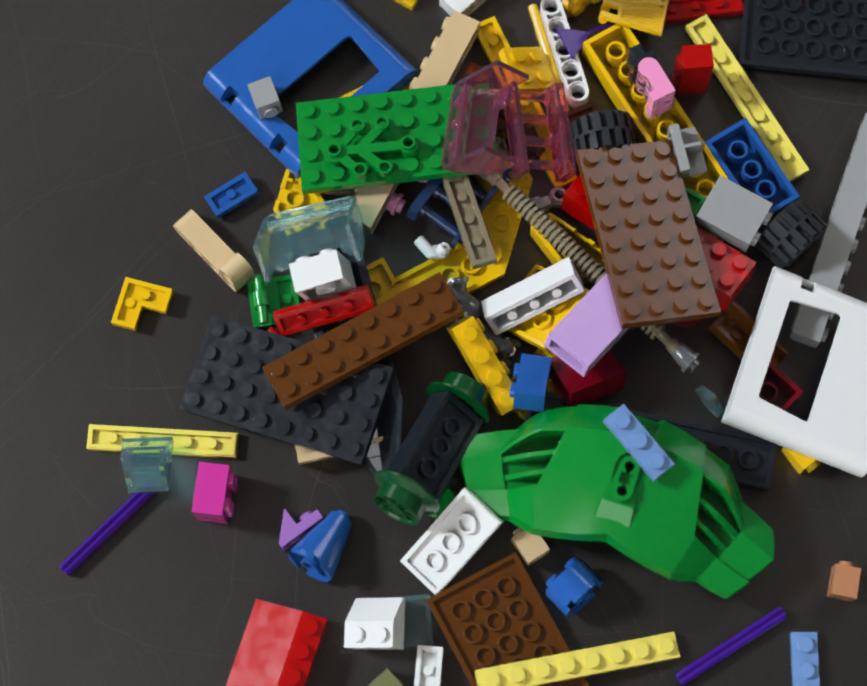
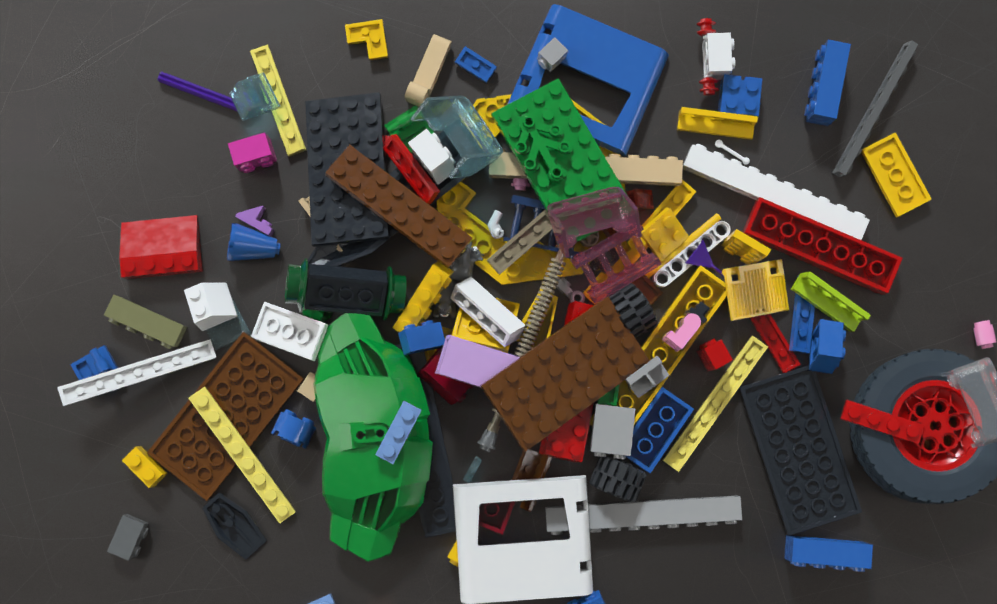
camera: 65 degrees right, 10 degrees up
(731, 646) = (303, 556): dark purple axle -> none

